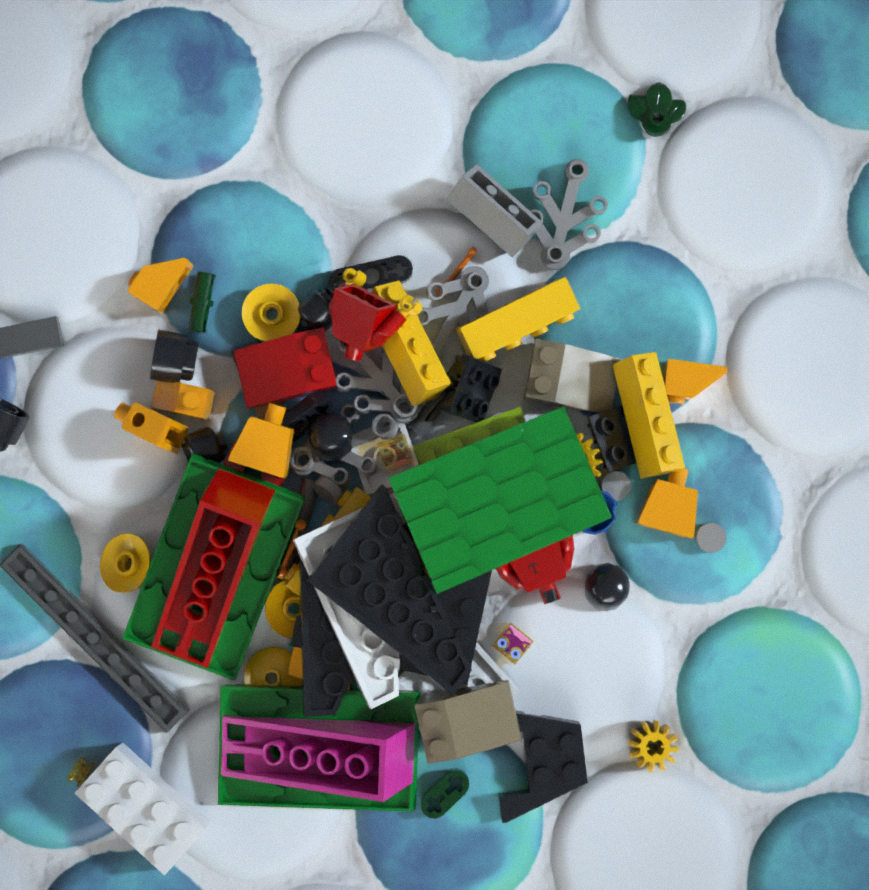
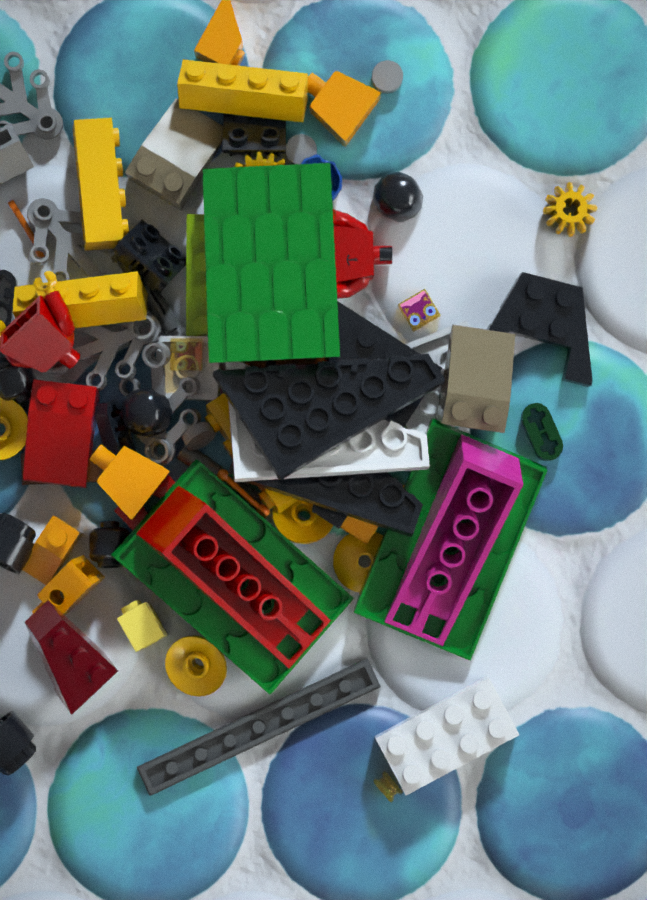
camera: 70 degrees left, 0 degrees up
(92, 451) = (69, 656): none -> dark red wedge
(142, 503) = (141, 625): none -> light yellow brick

